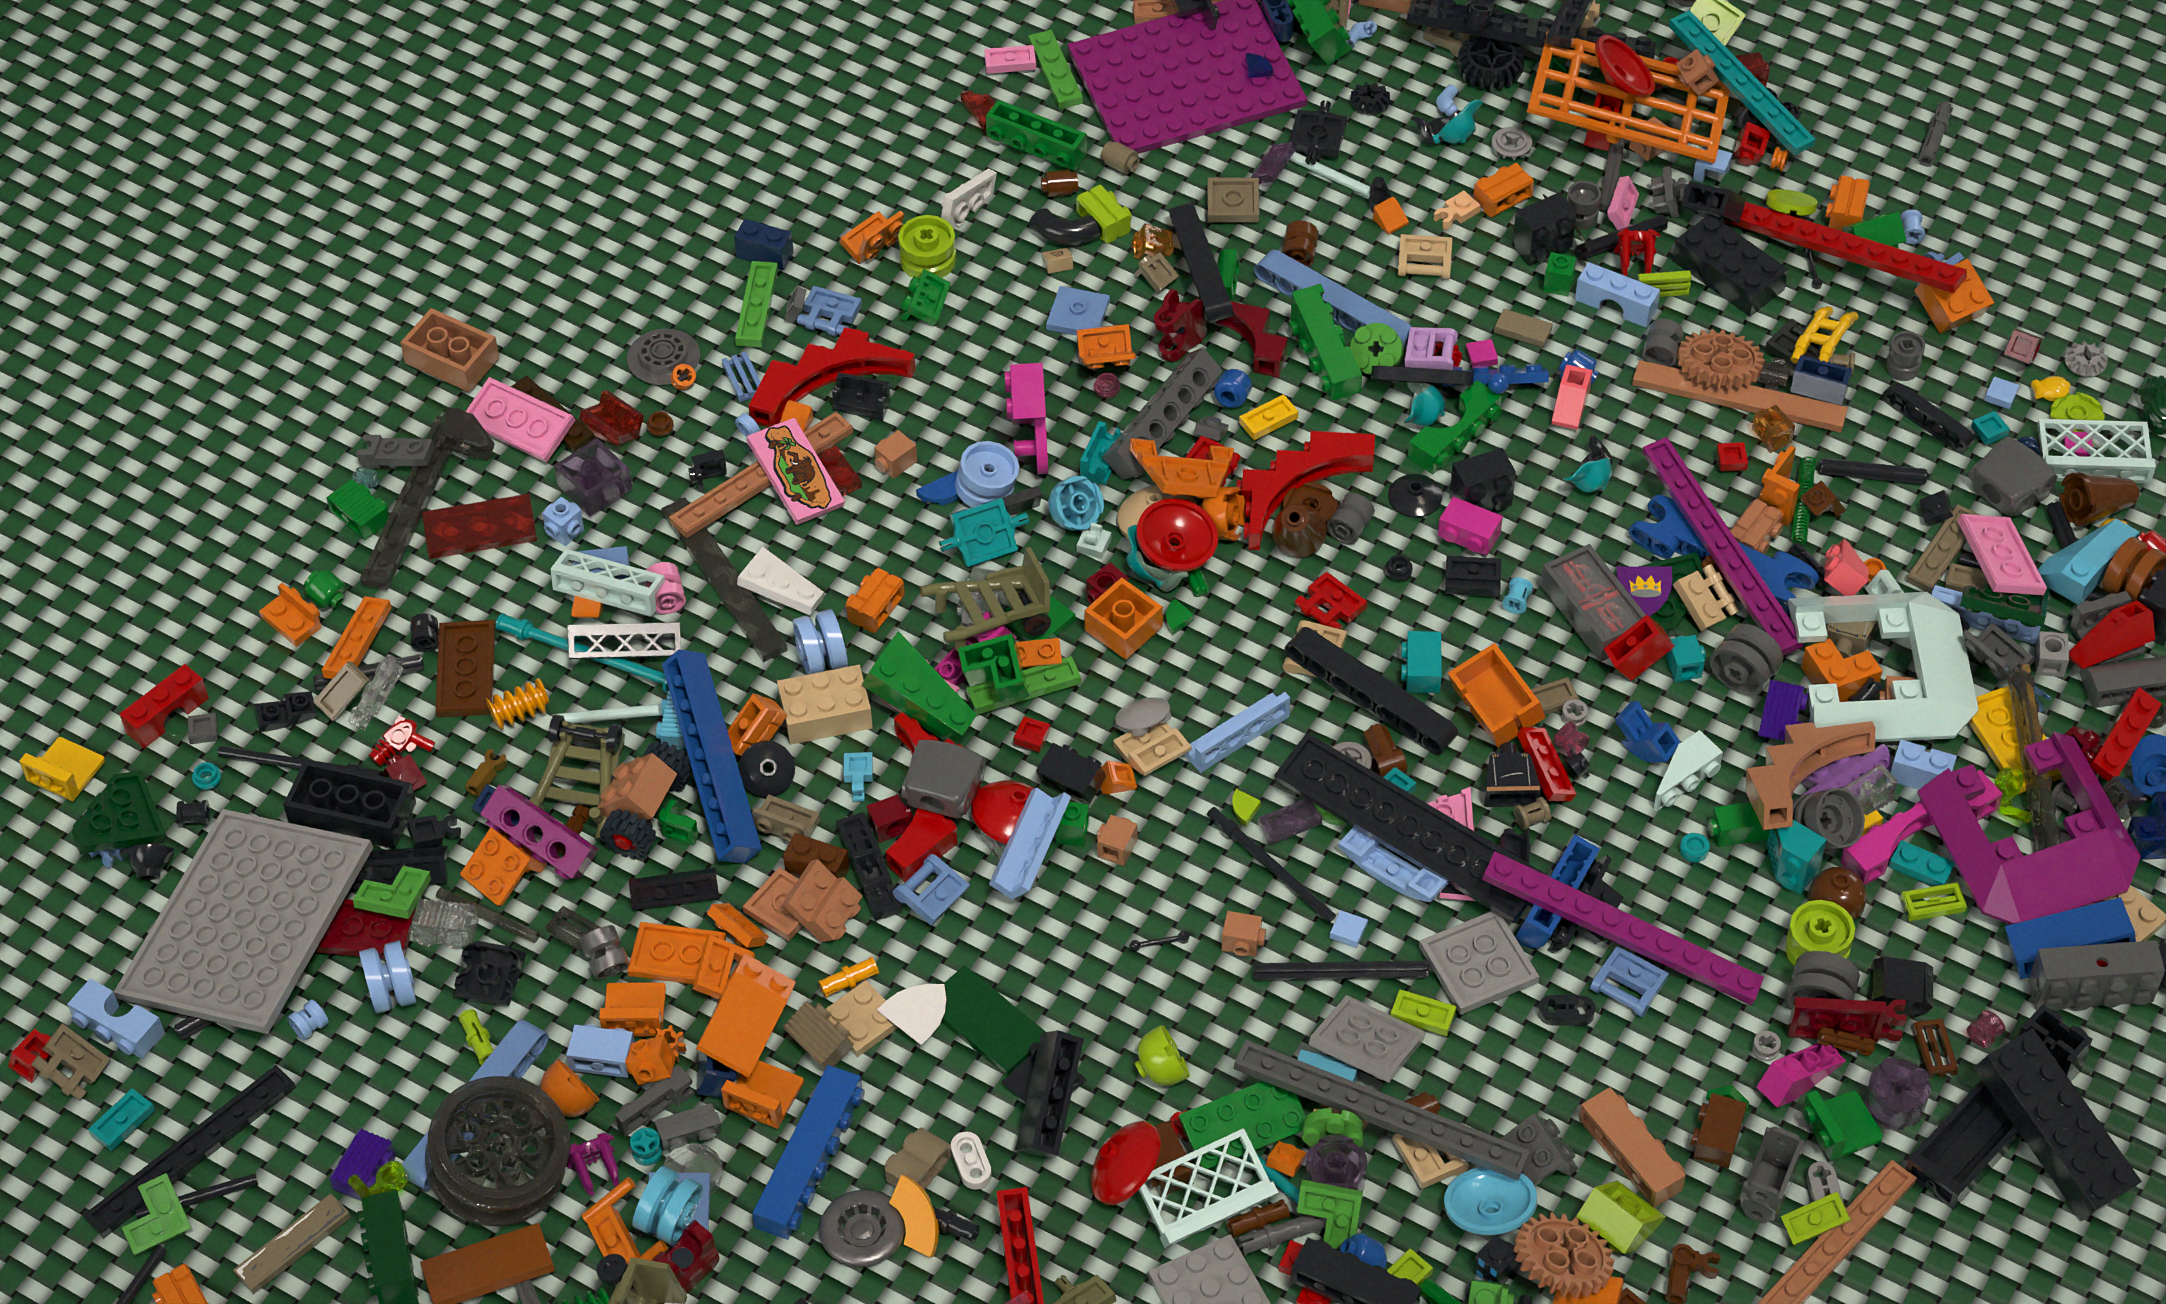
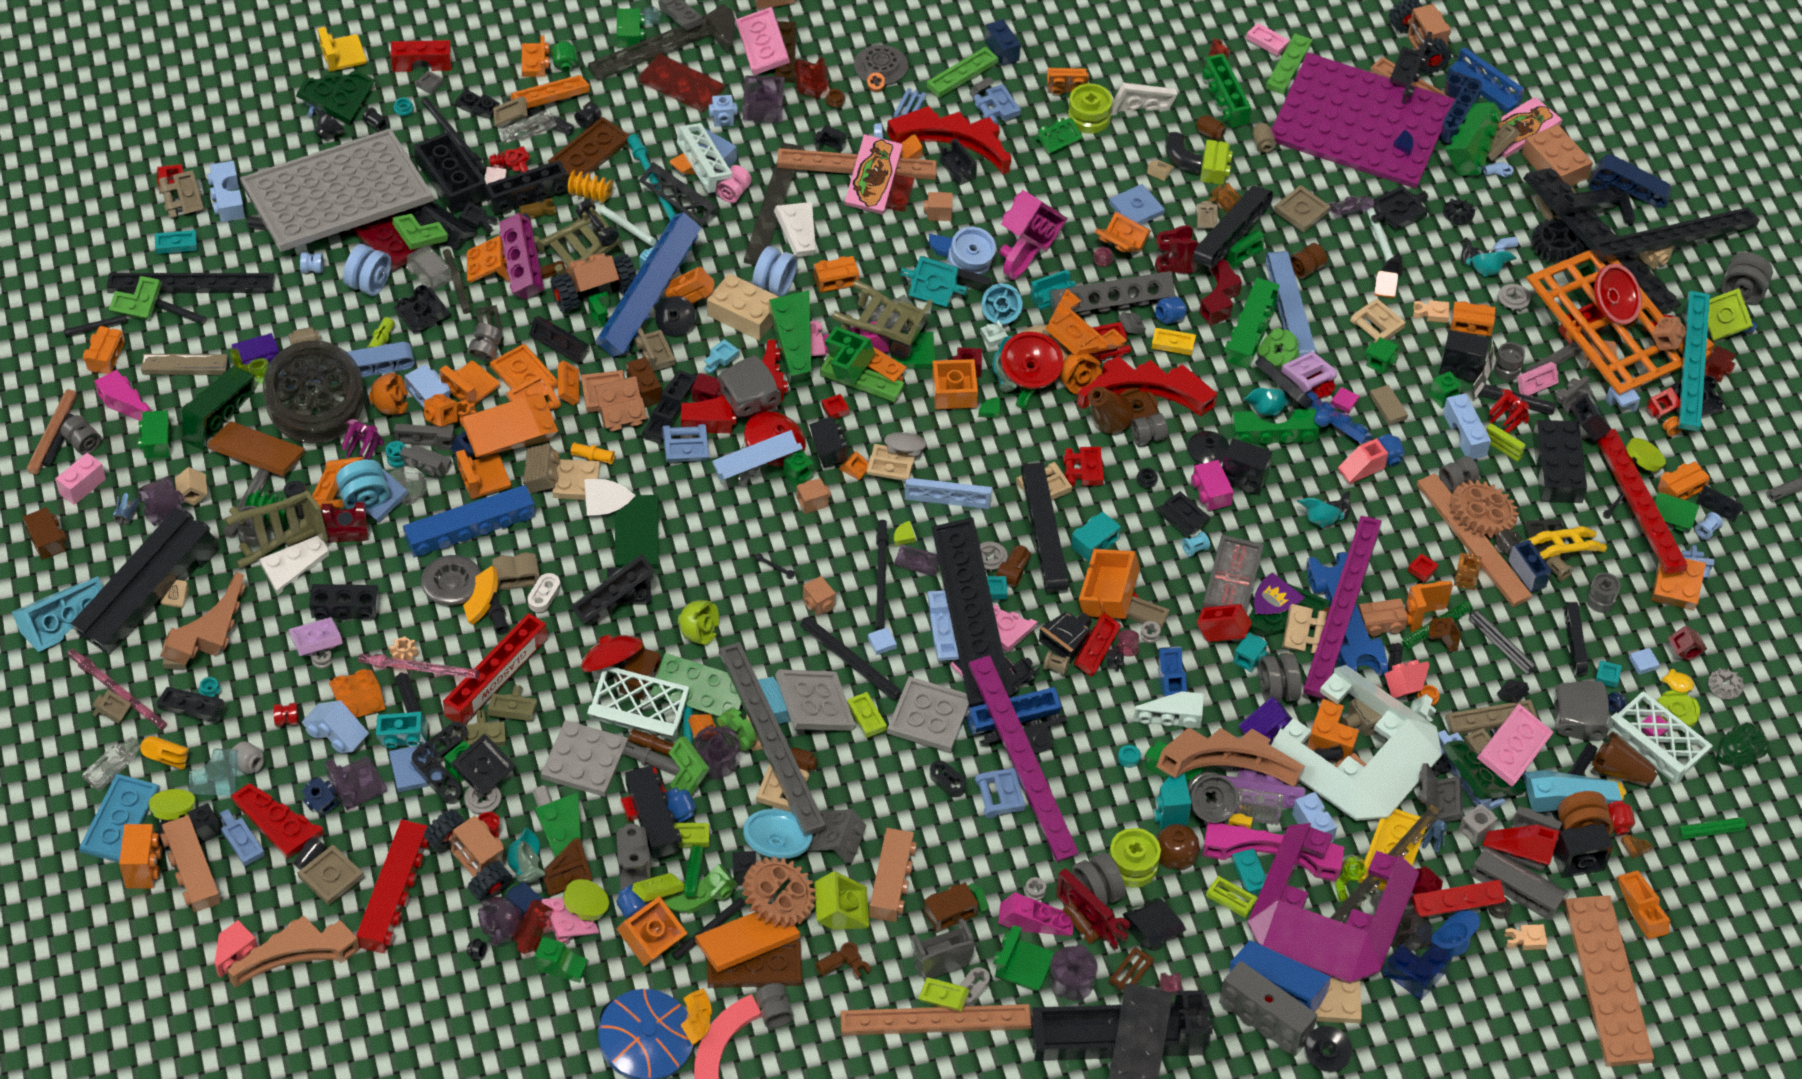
camera: 40 degrees right, 0 degrees up
(398, 1107) = (303, 335): none -> dark tan brick
(453, 756) = (526, 187): none -> black brick
(1466, 285) = (1381, 355): none -> green brick
(1896, 199) = (1720, 503): none -> black hinge

